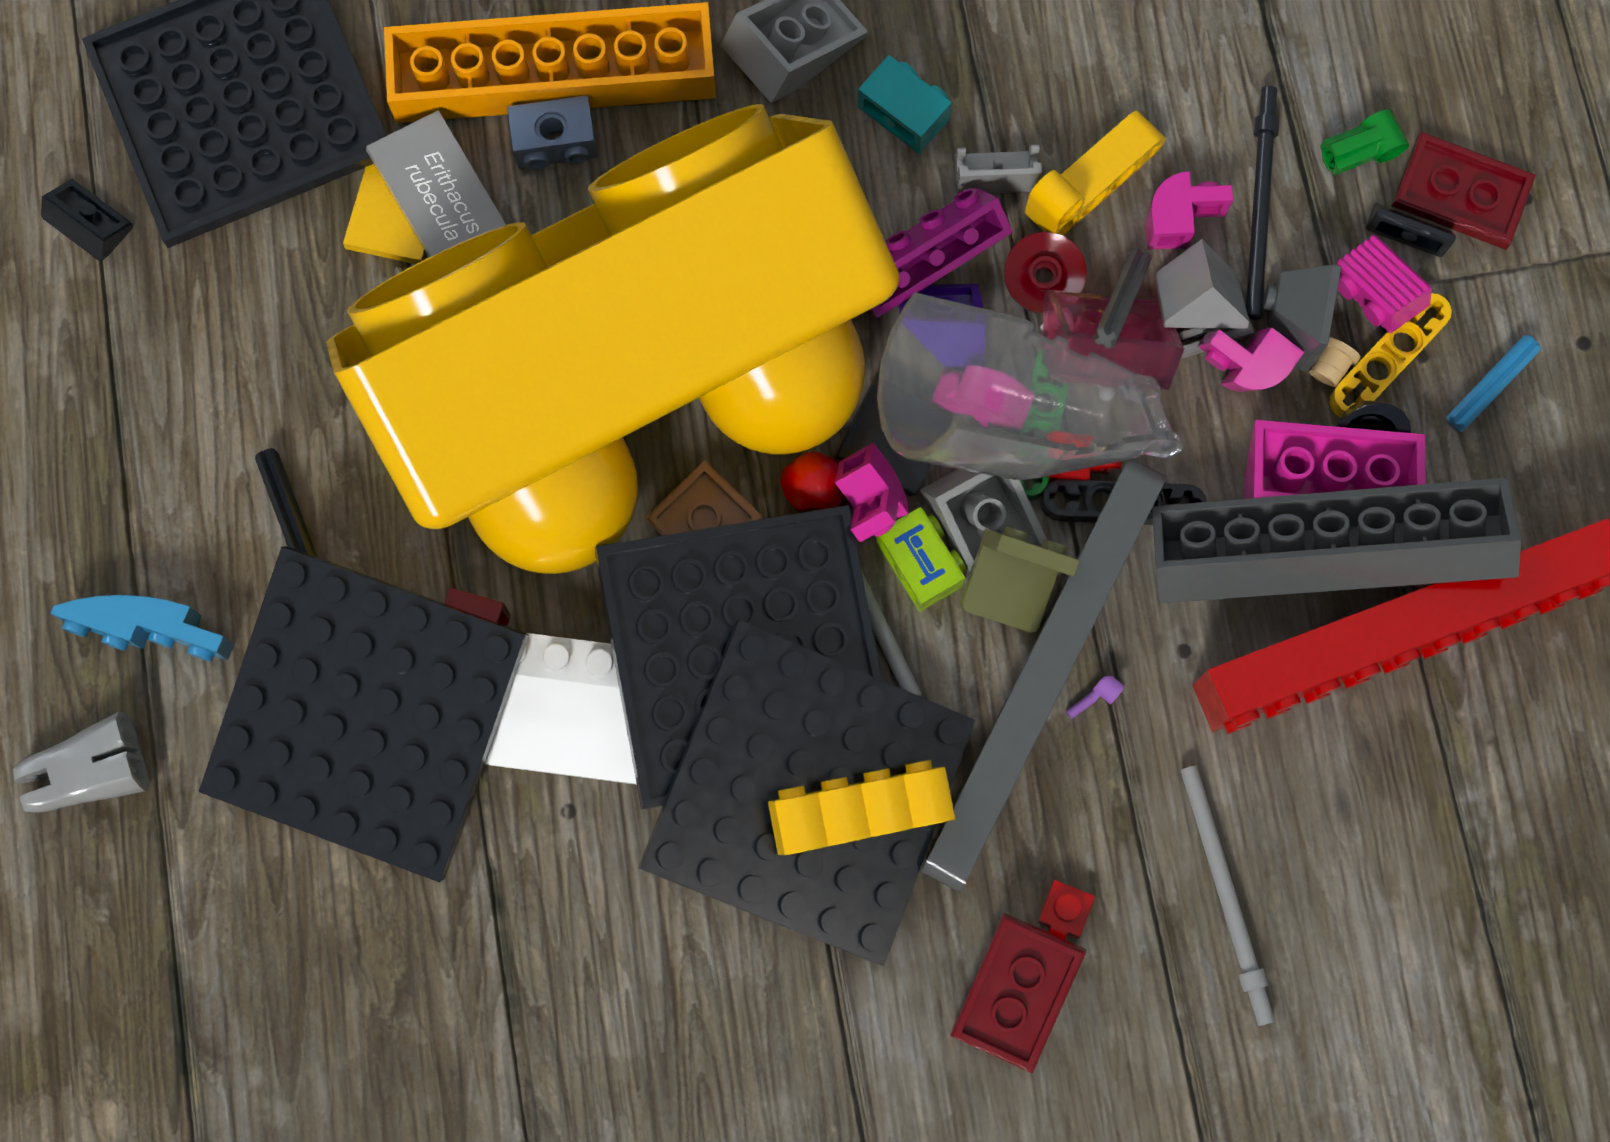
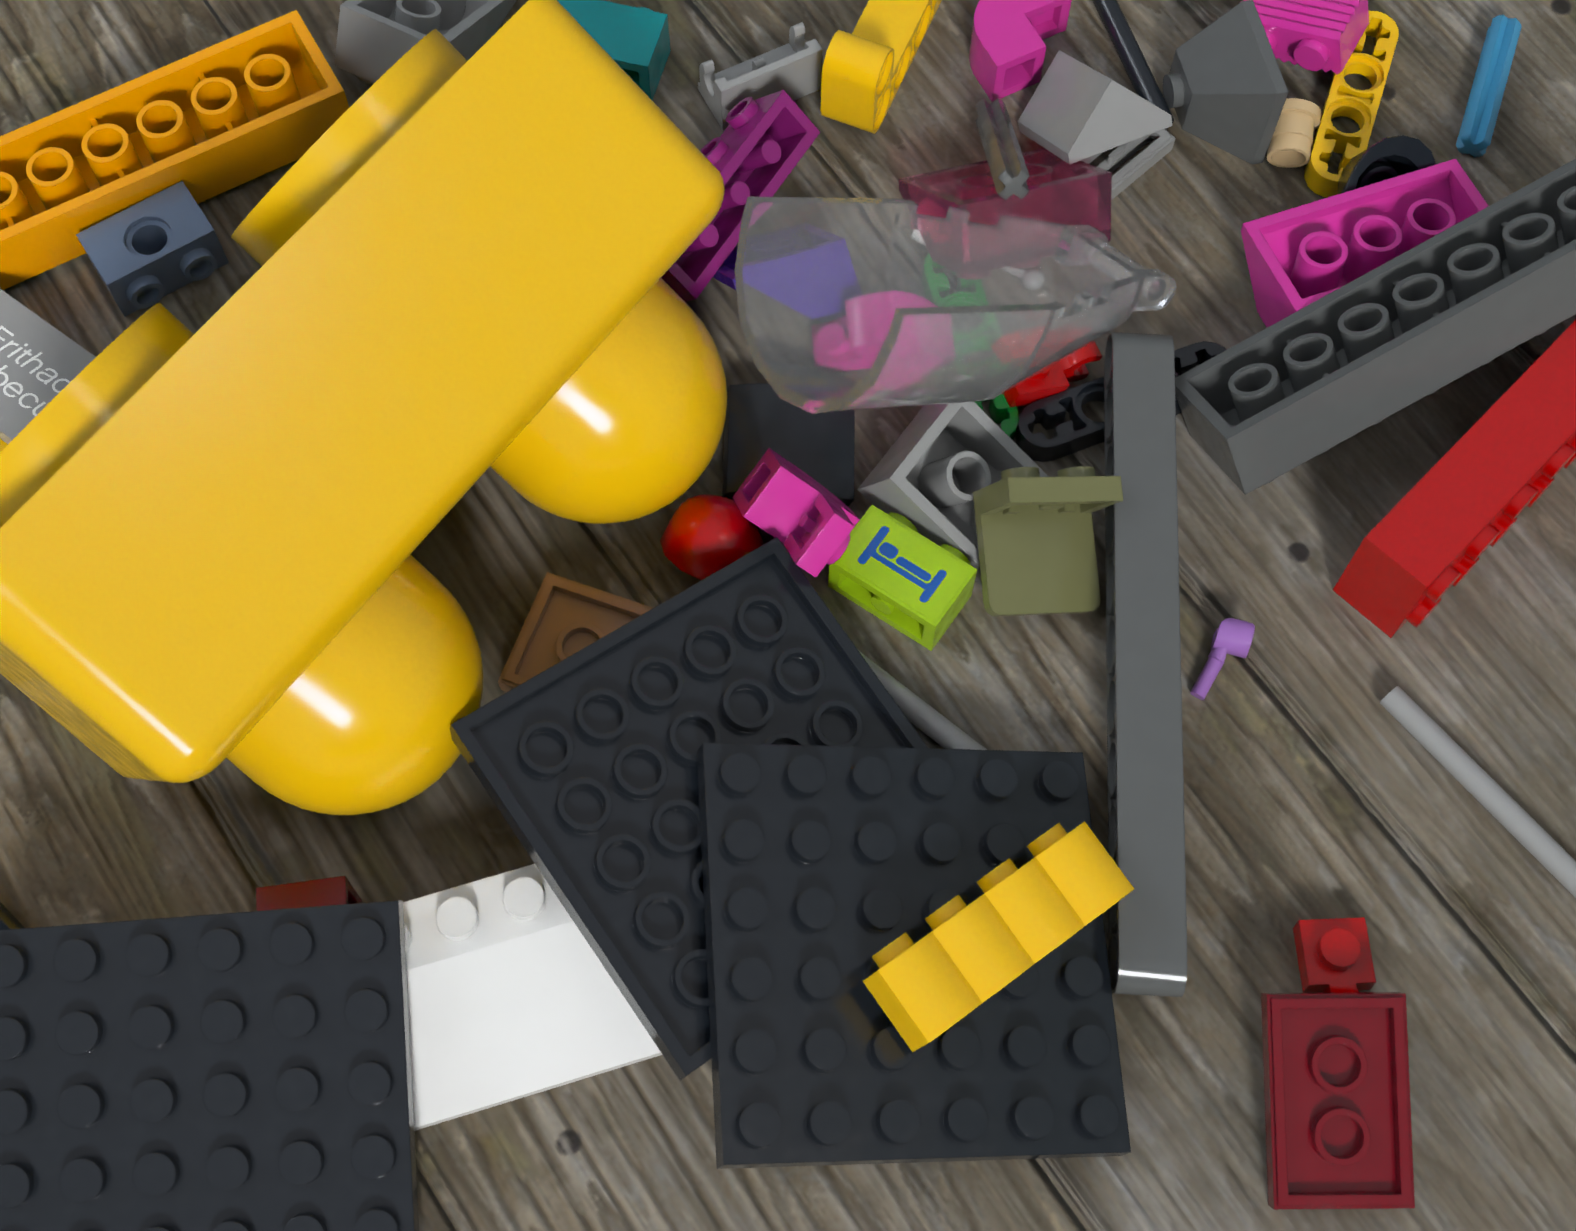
camera: 25 degrees left, 10 degrees down
(1047, 253) = (877, 145): dark red dish -> none
(1258, 366) = (1197, 172): dark pink brick -> none

